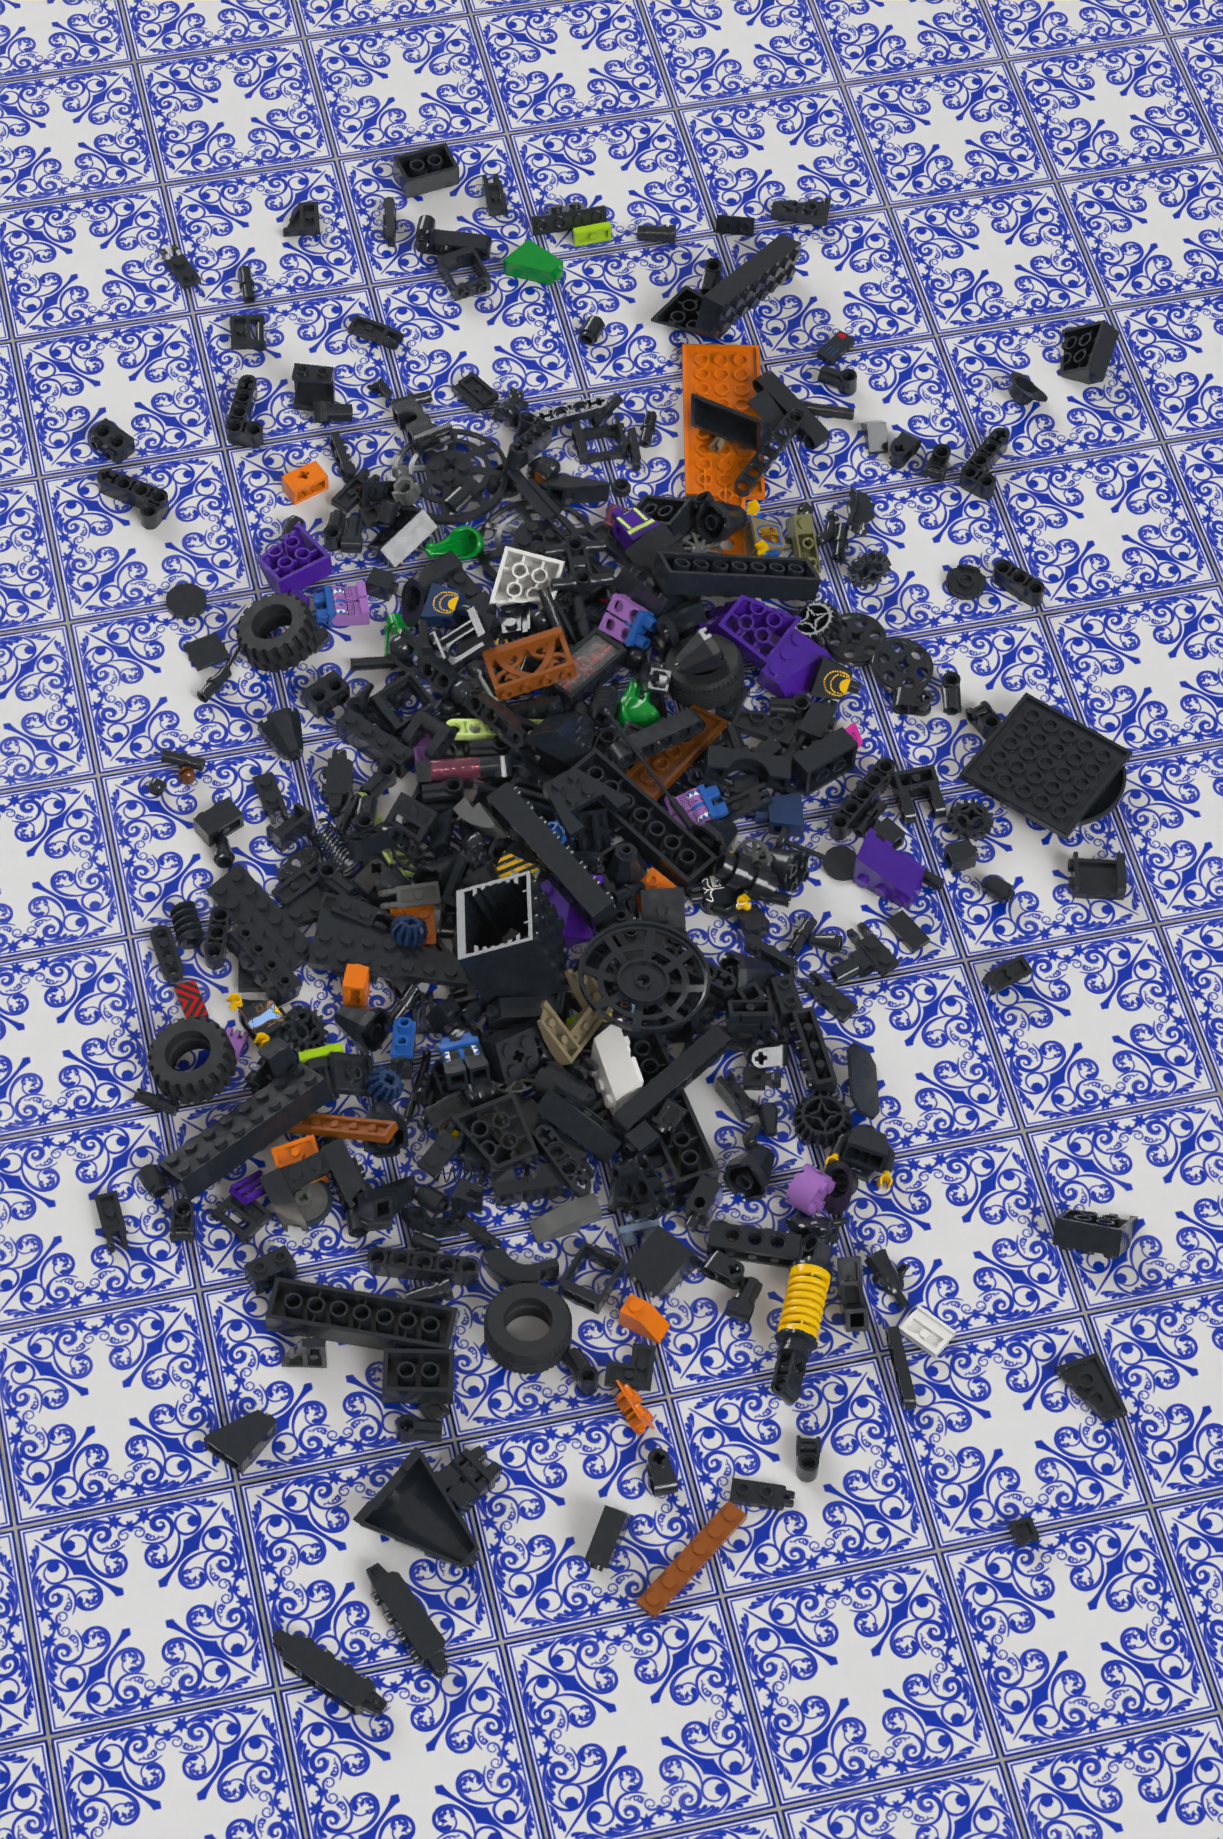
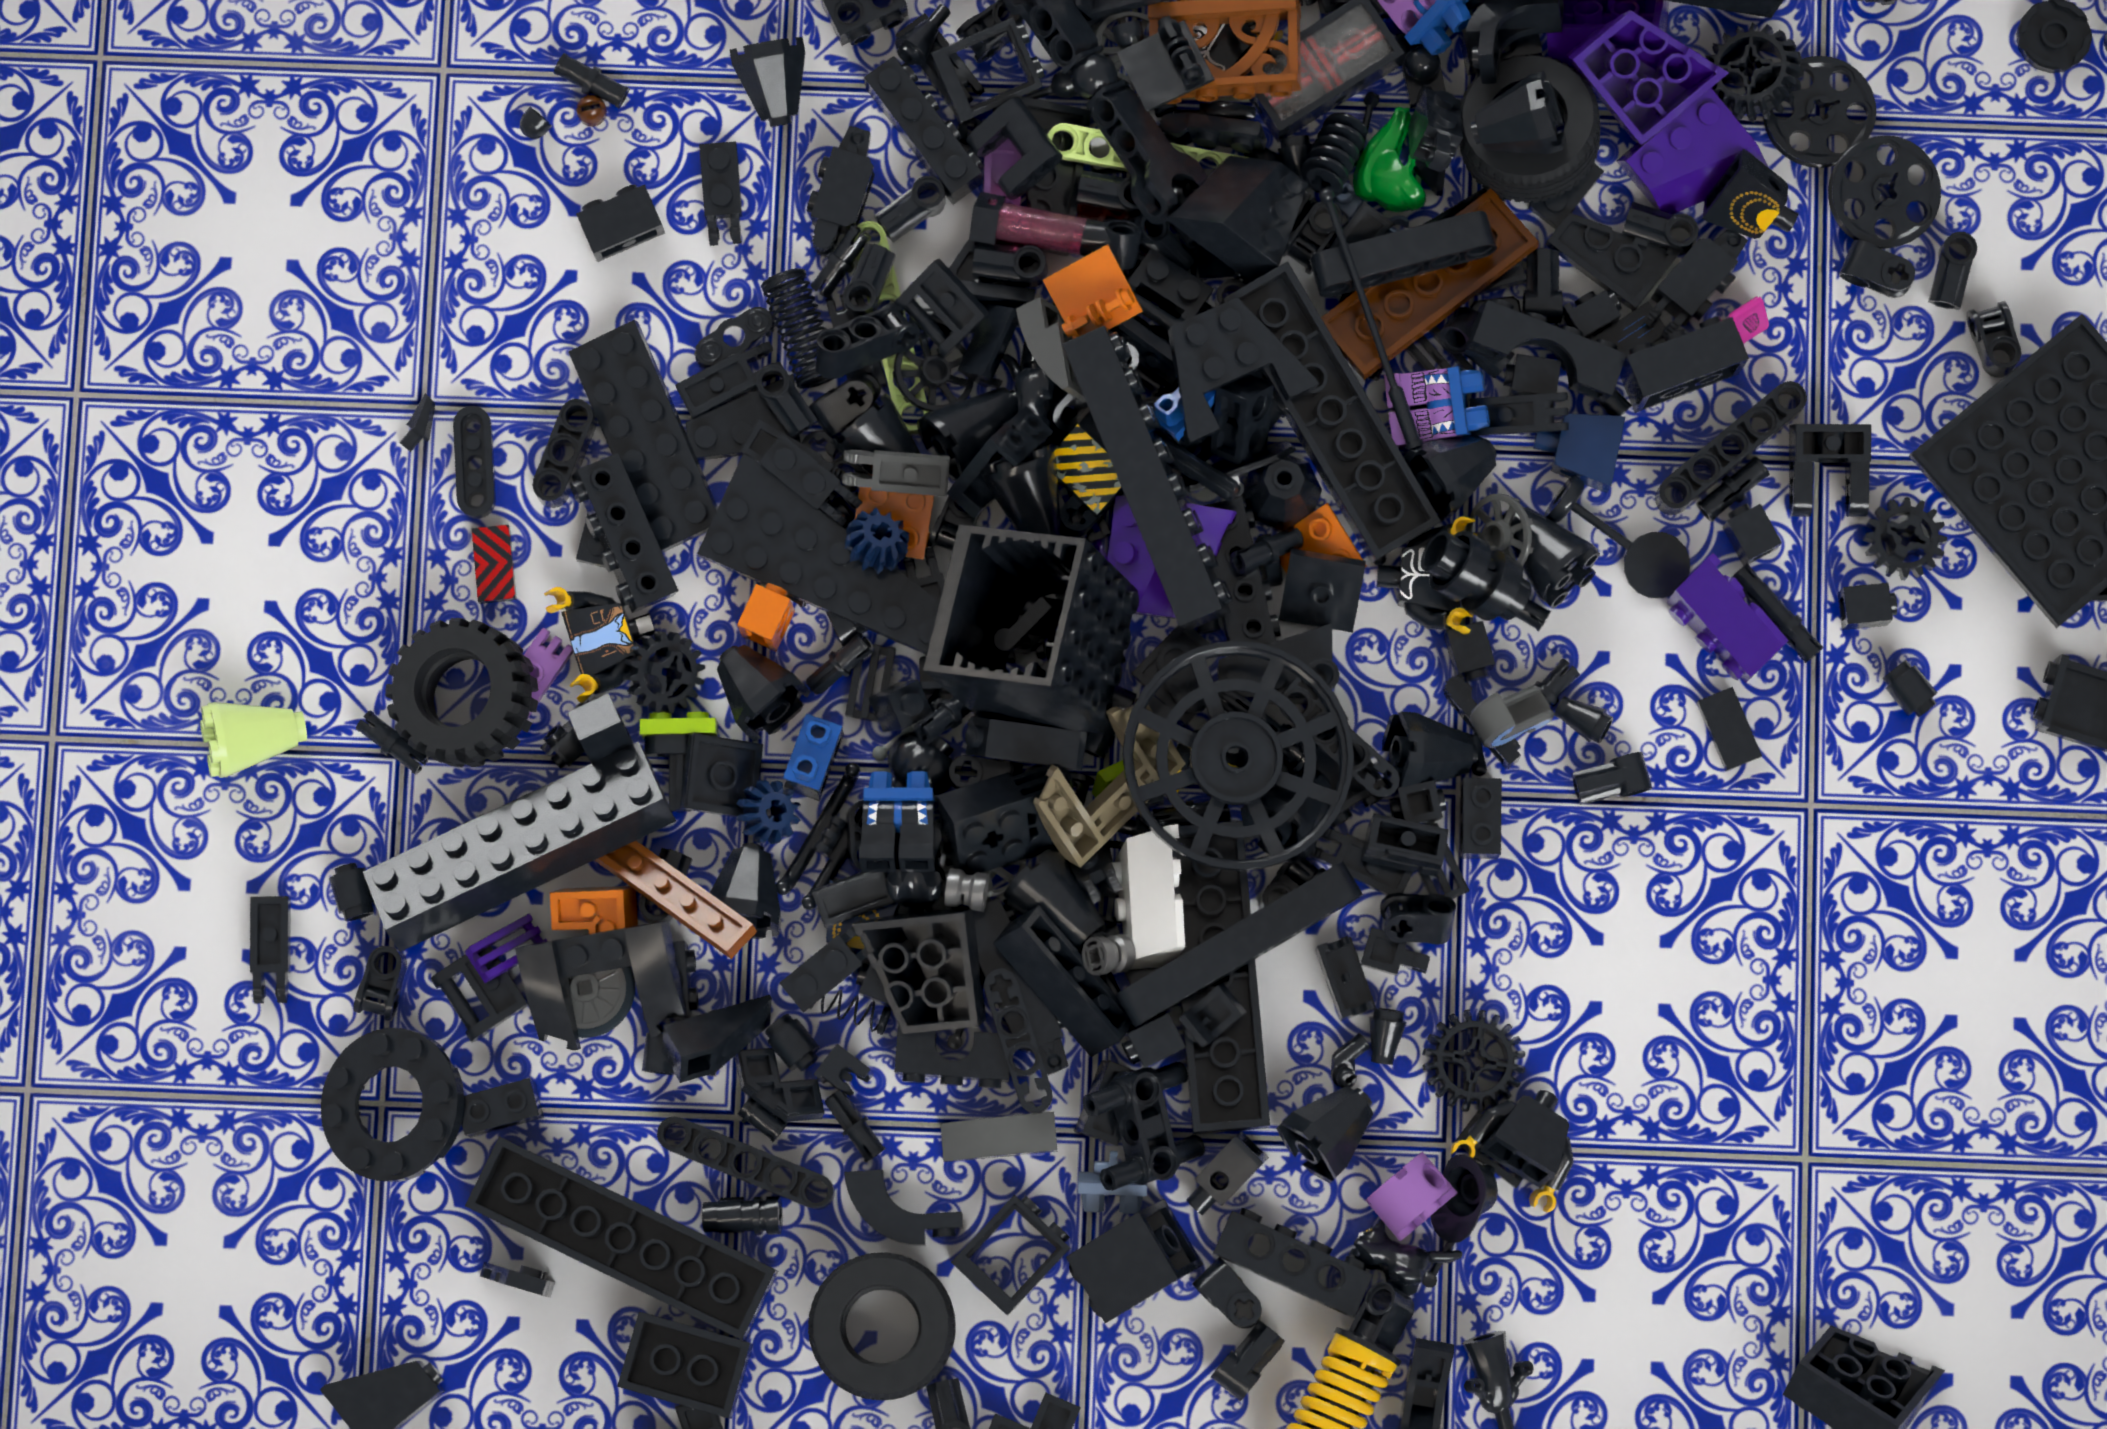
camera: 20 degrees right, 25 degrees up
(70, 1112) = (247, 735): none -> yellowish green cone
(129, 944) = (419, 423): none -> black bar
(186, 925) = (517, 416): black piece -> none
(223, 853) = (614, 287): black cone -> none
(224, 1302) = (437, 1123): none -> black plate
(291, 829) = (737, 266): black panel -> none
(490, 779) = (1092, 294): none -> orange hinge
(500, 674) = (1165, 64): none -> black hinge
(516, 1083) = (966, 889): none -> flat silver wheel
(601, 1101) = (1108, 954): none -> flat silver wheel
(643, 1319) = (1076, 1354): orange slope -> none
(784, 940) = (1505, 719): none -> dark grey animal
(813, 1051) = (1494, 932): black brick -> none
(829, 997) = (1558, 826): black hinge -> none
(862, 1081) = (1561, 1008): black shield -> none
(879, 954) = (1661, 752): black hinge -> none
(1007, 974) = (1871, 865): black hinge -> none

